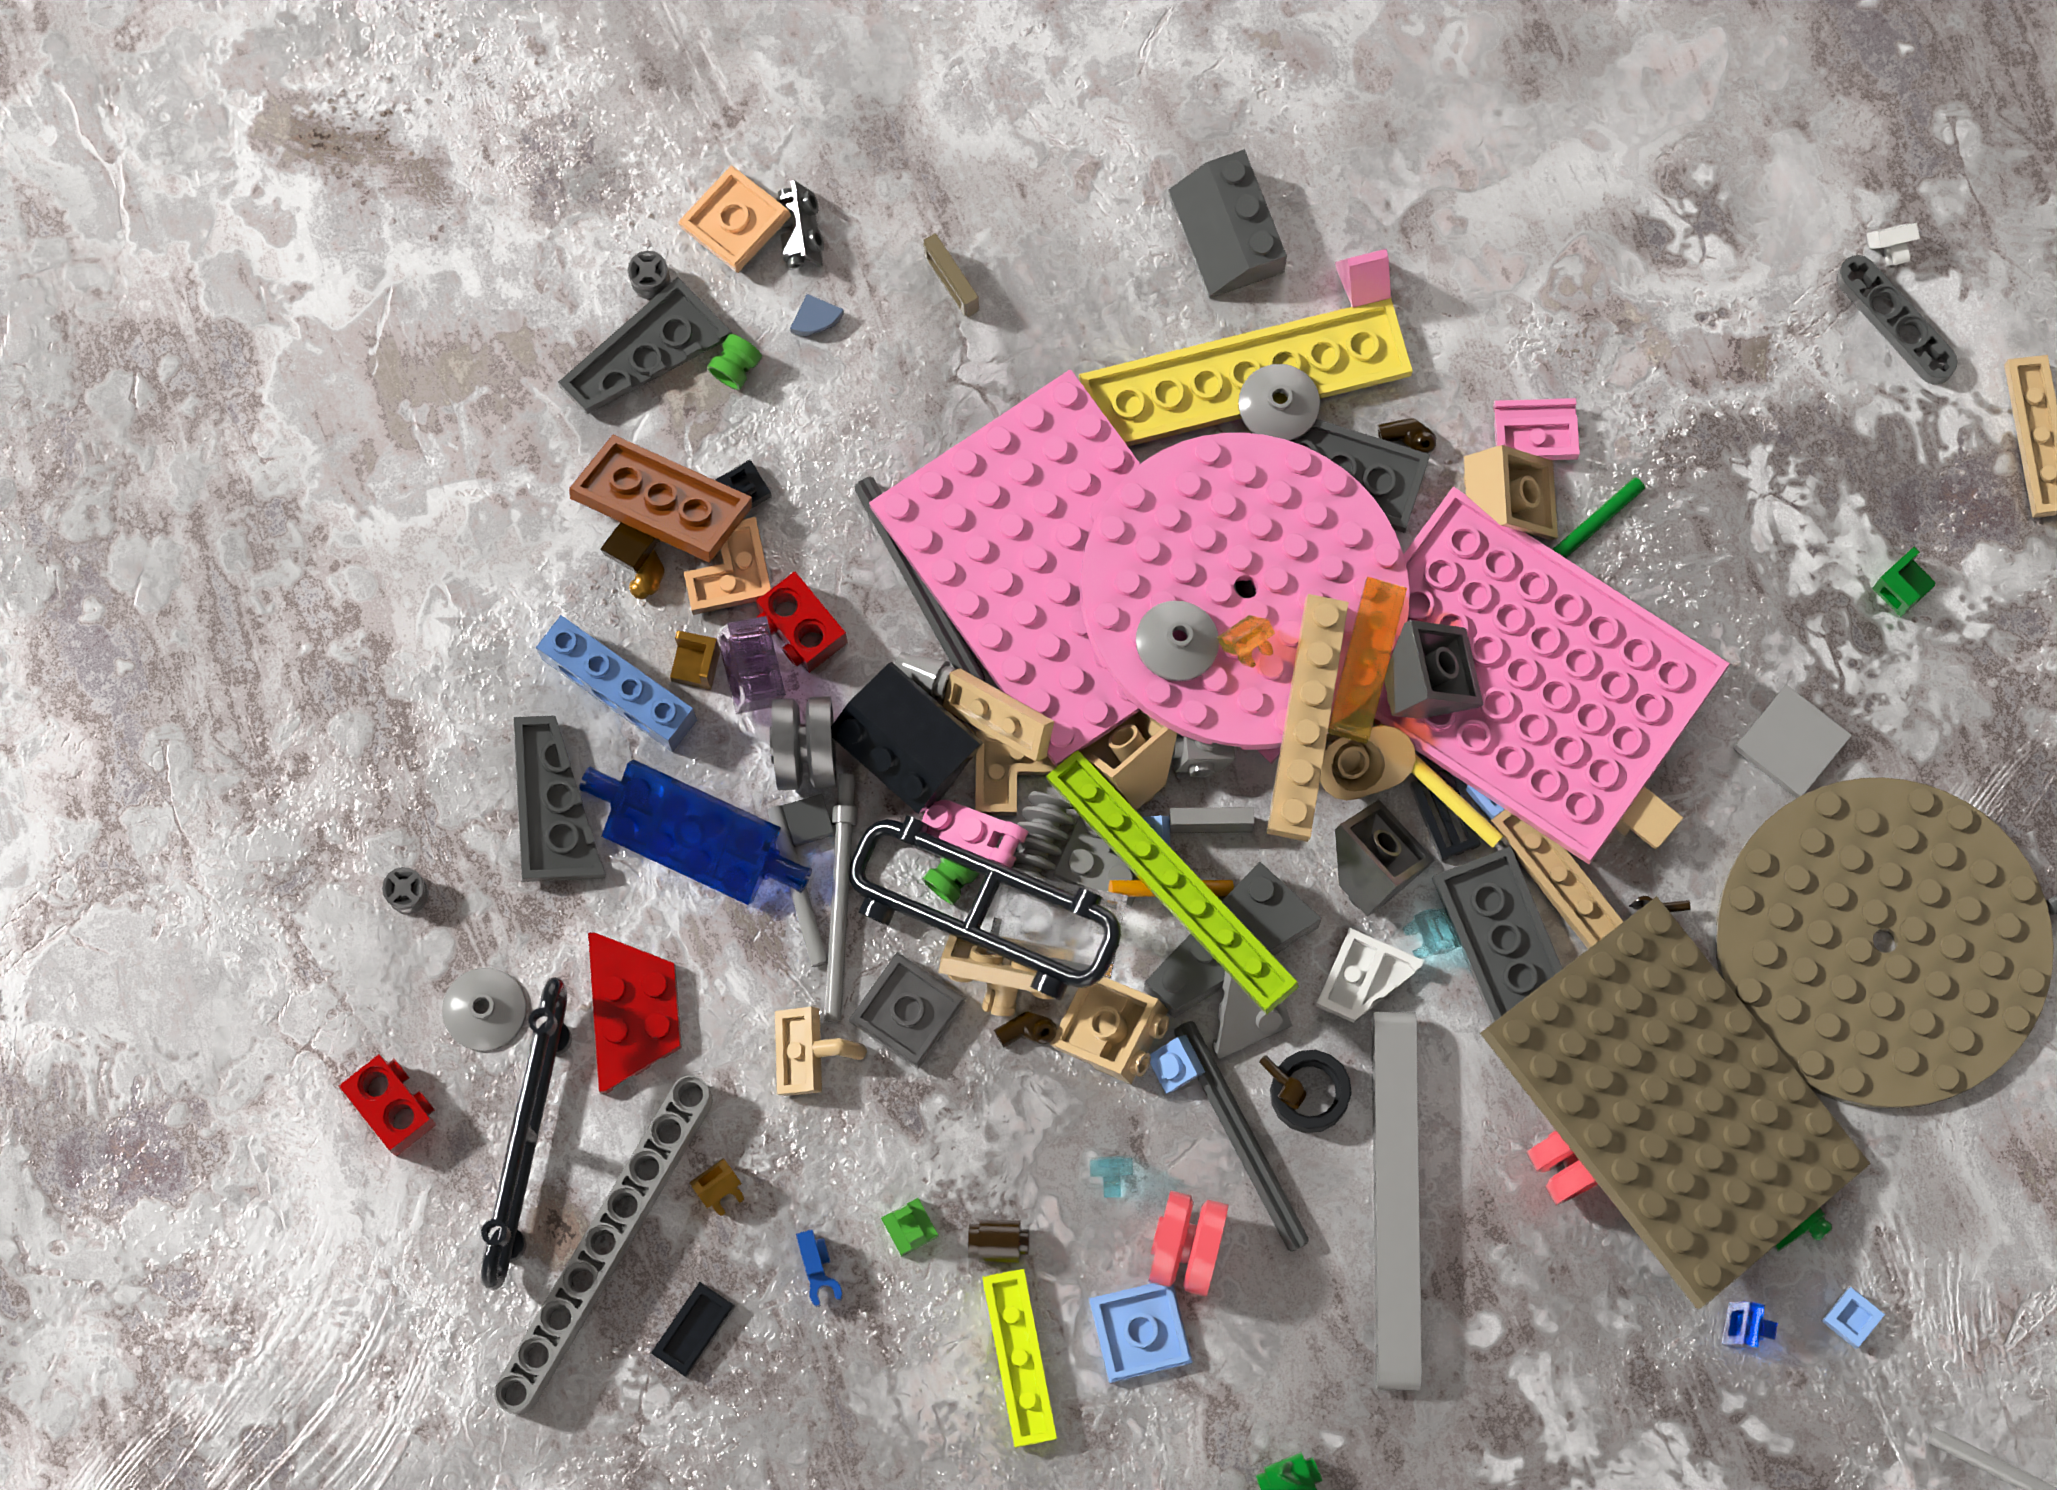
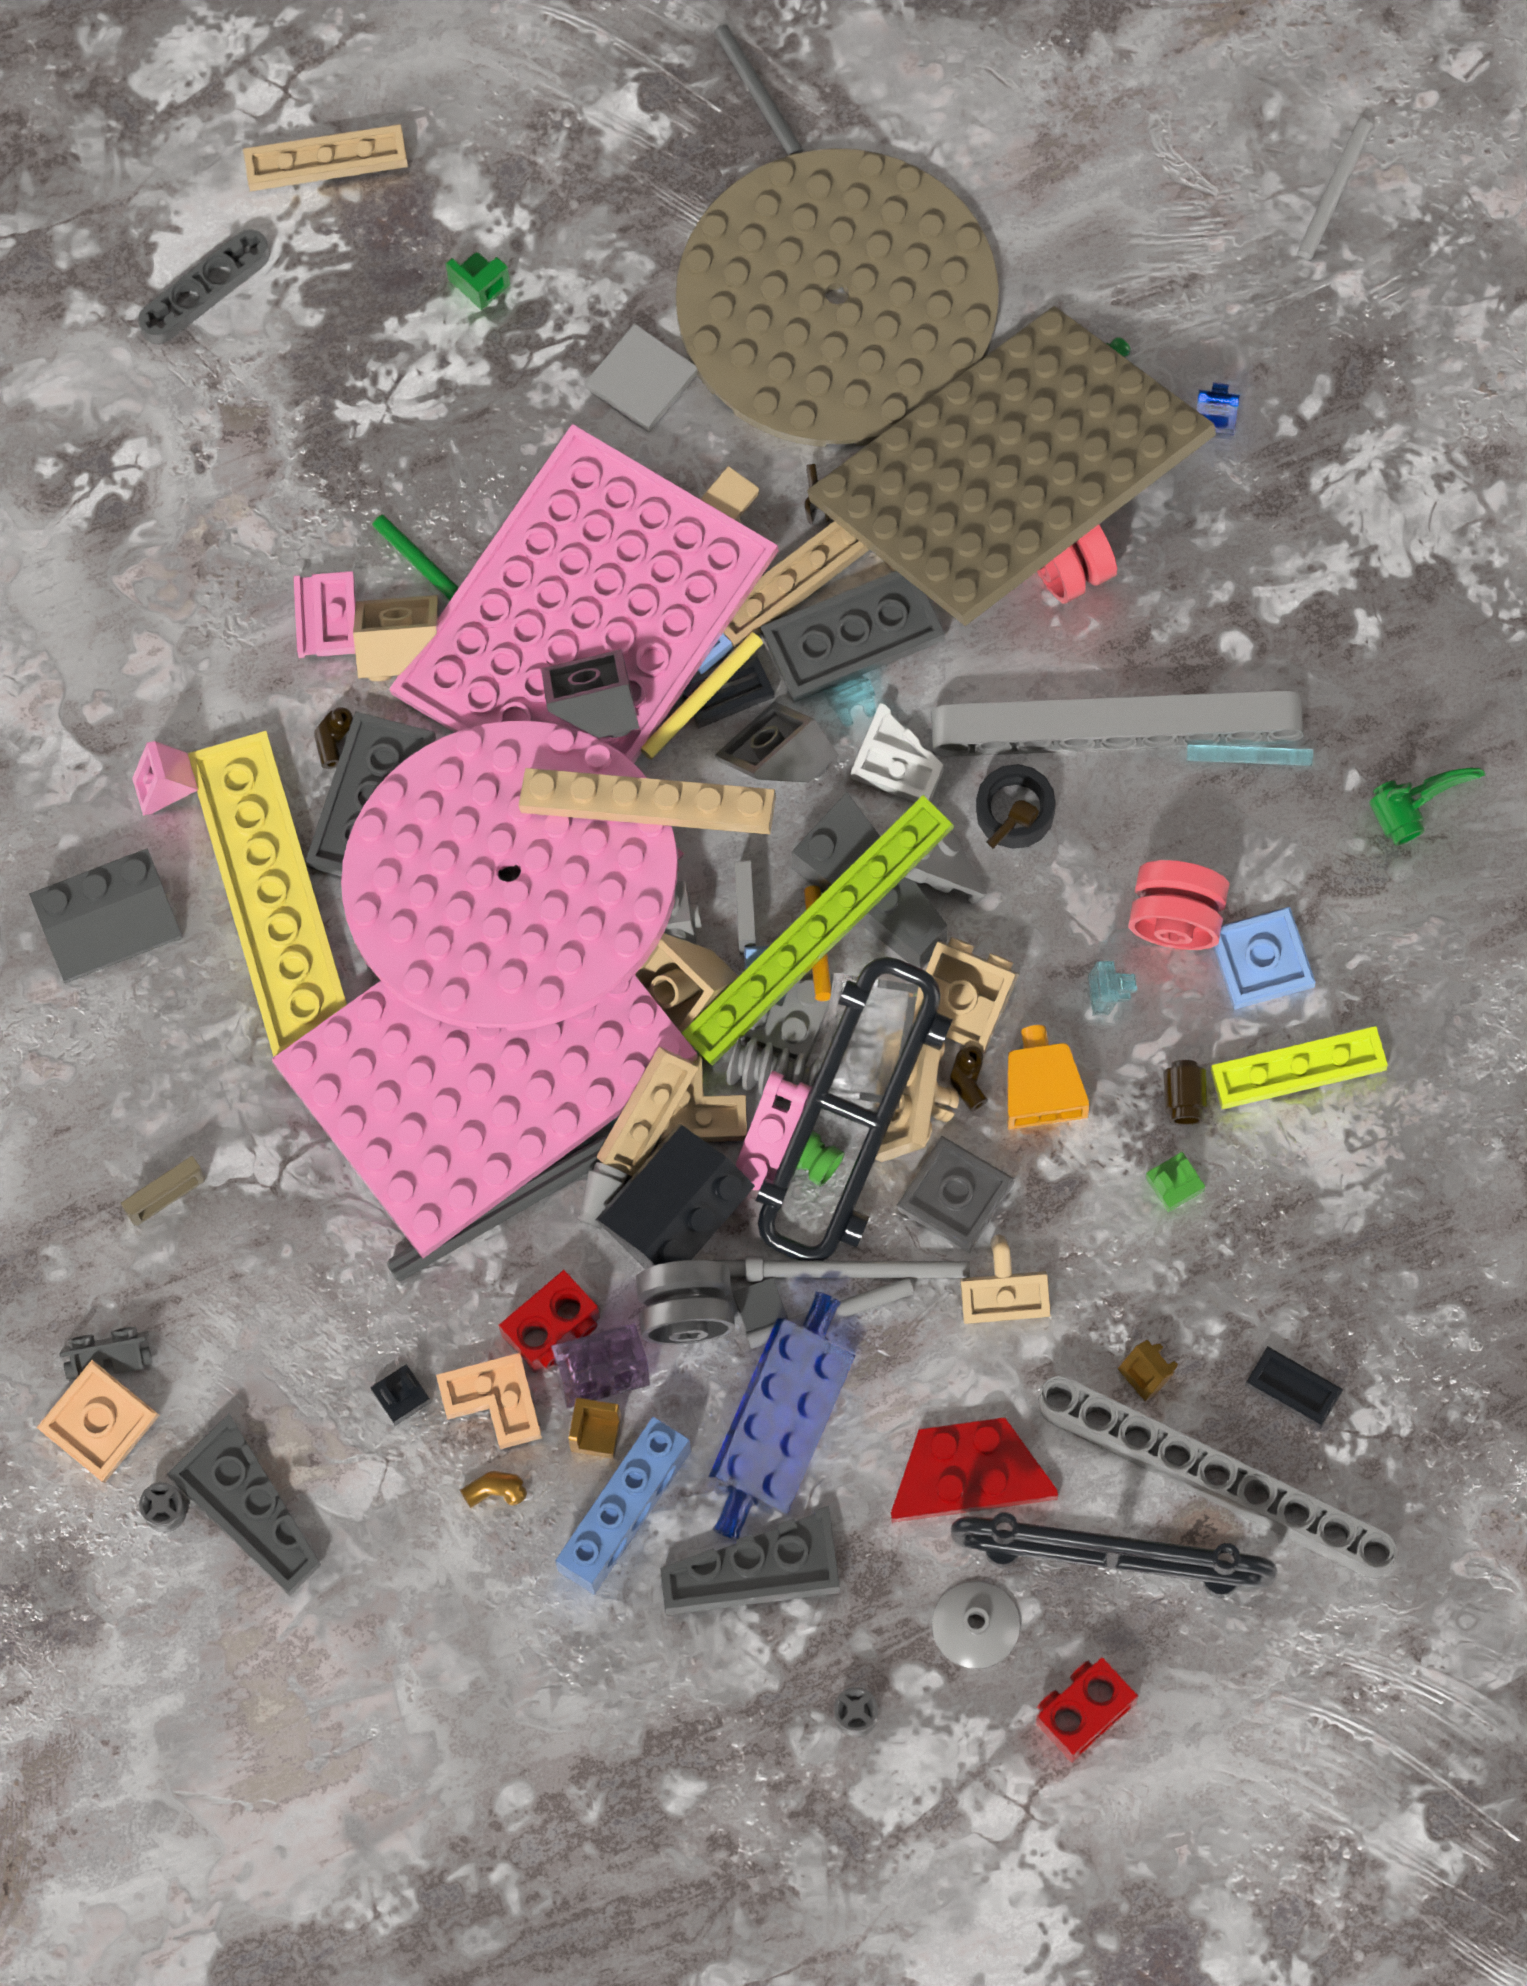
camera: 90 degrees left, 5 degrees down
(629, 547) = (461, 1498): dark brown slope -> none
(661, 498) = (419, 1470): dark orange plate -> none
(736, 359) = (262, 1409): bright green wheel -> none
(814, 1255) = (1215, 1269): blue plate -> none
(815, 316) = (207, 1332): sand blue tile -> none
(1016, 1100) = (1043, 1083): none -> light orange torso
(1174, 658) = (577, 942): light grey dish -> none
(1176, 1064) = (996, 931): light blue plate -> none
(1245, 1142) = (1062, 871): dark grey axle -> none
(1246, 636) = (569, 857): clear yellow tile -> none
(1283, 420) = (305, 874): light grey dish -> none
(1360, 1334) = (1250, 755): none -> clear light blue bar
(1362, 769) = (680, 750): tan piece -> none
(1366, 660) = (582, 749): clear yellow tile -> none
(1853, 1317) = (1201, 319): light blue plate -> none
(1893, 242) = (123, 286): white tile -> none

